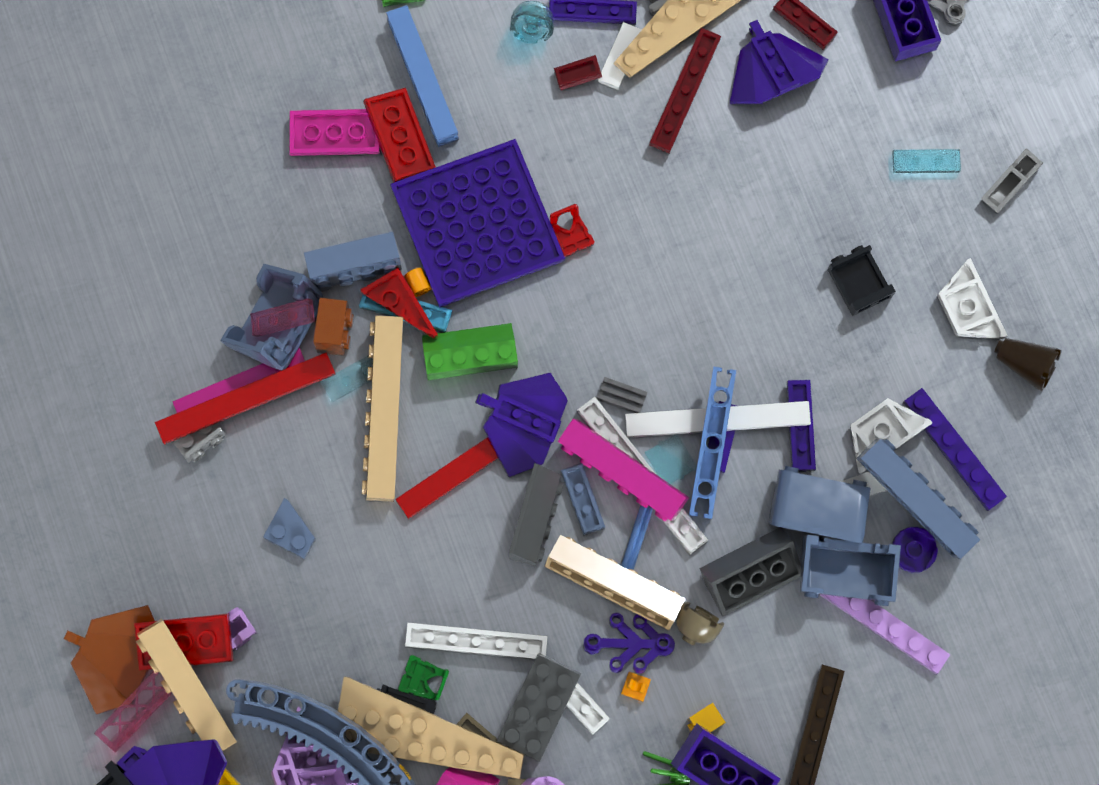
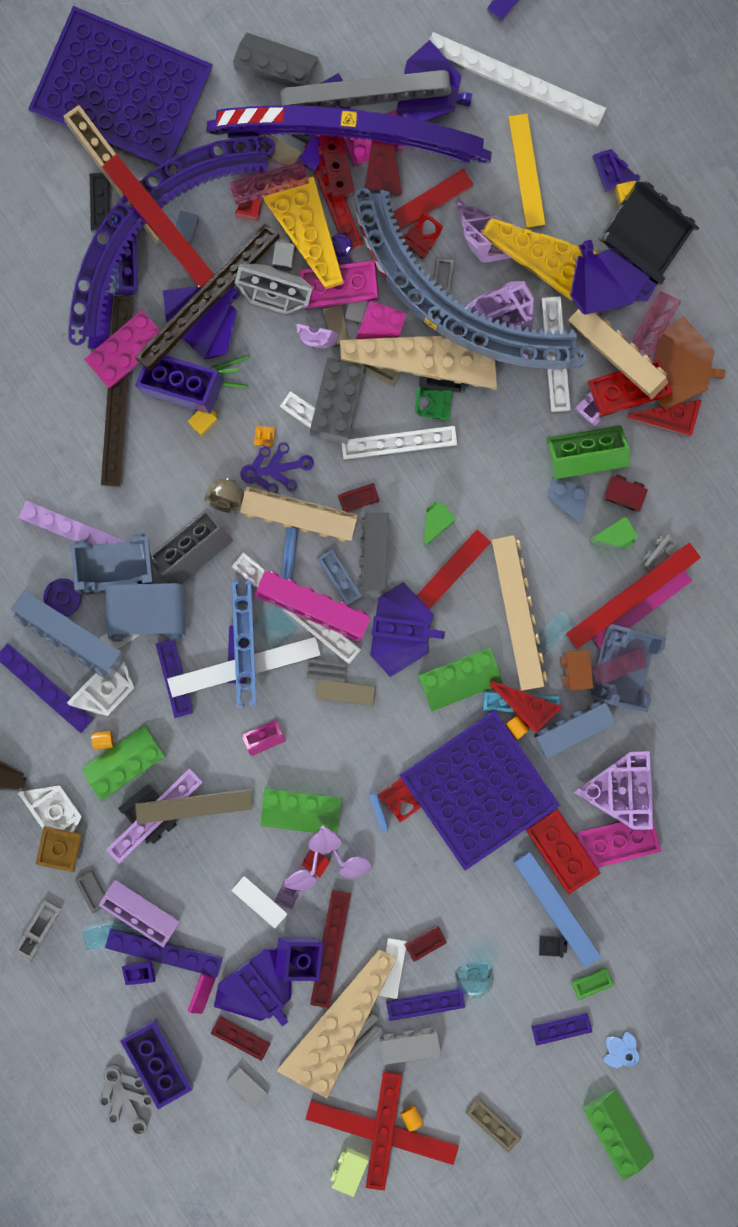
camera: 170 degrees right, 10 degrees up
(135, 592) = (677, 419): none -> red wing
(223, 519) = (625, 493): none -> dark red brick
(247, 470) = (616, 536): none -> bright green slope
(253, 579) = (588, 452): none -> bright green slope
(255, 739) = (556, 377): none -> white plate
(314, 181) = (624, 790): none -> lavender wedge
(437, 39) = (552, 946): none -> black bracket
(454, 533) = (436, 521): none -> bright green slope
(539, 587) = (358, 498): none -> dark red tile
(598, 220) = (379, 812): none -> medium blue tile
(605, 365) = (345, 692): none -> dark tan tile
(667, 196) = (324, 842): none -> lavender plant
(681, 185) = (322, 862): none -> red panel
(685, 246) = (299, 811): none -> bright green slope
(711, 336) = (263, 738): none -> dark pink slope
(720, 159) = (287, 897): none -> clear purple slope
(723, 83) = (298, 959): none -> dark purple brick
(754, 158) = (259, 901): none -> white tile
(808, 274) = (193, 806): none -> dark tan tile
(839, 75) = (201, 994): none -> dark pink slope
(854, 275) = (138, 832): none -> lavender plate
(873, 127) = (170, 954): none -> dark purple plate
(878, 342) = (123, 762): none -> bright green slope
(892, 173) = (139, 913): none -> lavender brick
(898, 374) = (102, 740): none -> light orange beam
(904, 109) = (139, 973): none -> dark purple slope
(941, 211) = (90, 890): none -> flat silver tile
(971, 262) = (58, 849): none -> pearl gold tile

